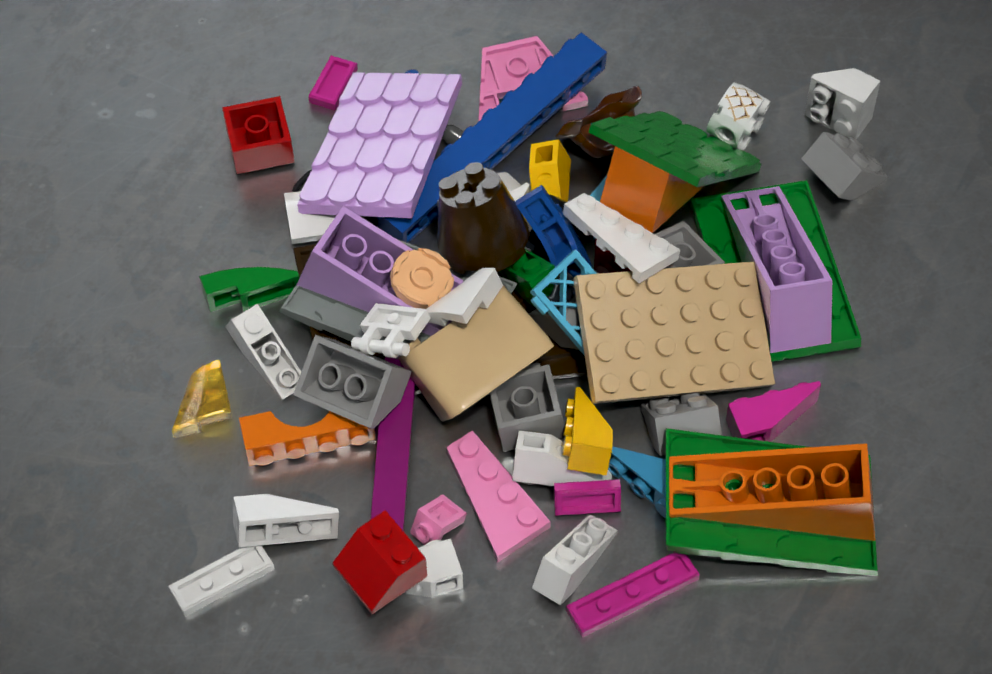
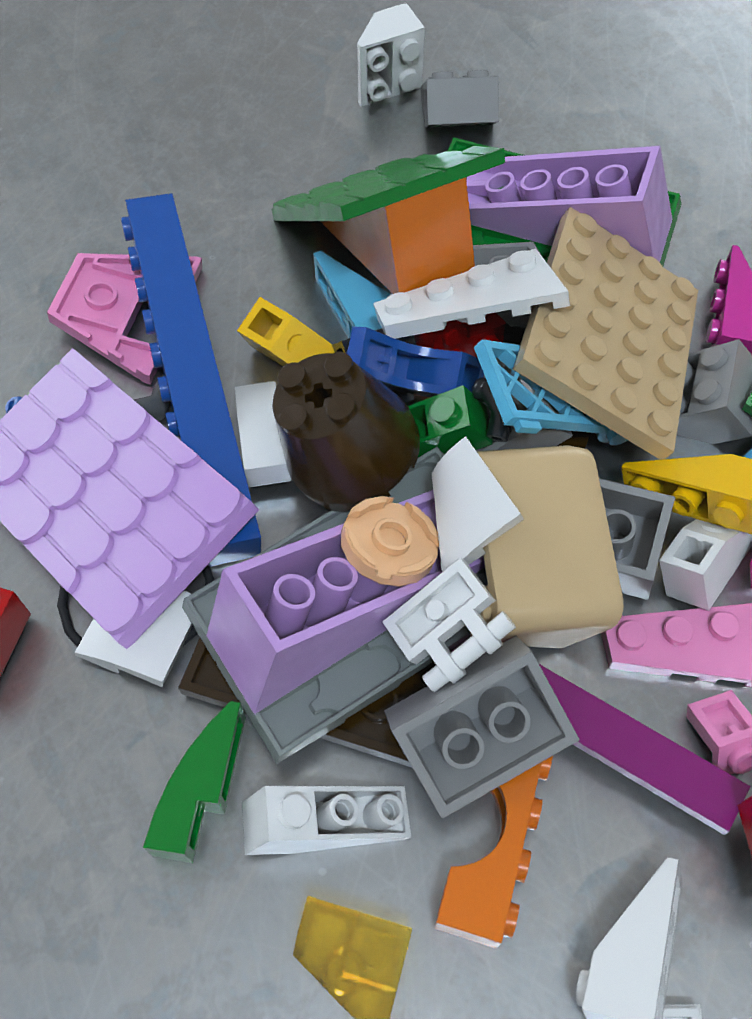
camera: 60 degrees left, 5 degrees up
(611, 107) = (252, 274): reddish brown piece -> none
(738, 116) = (339, 140): white brick -> none

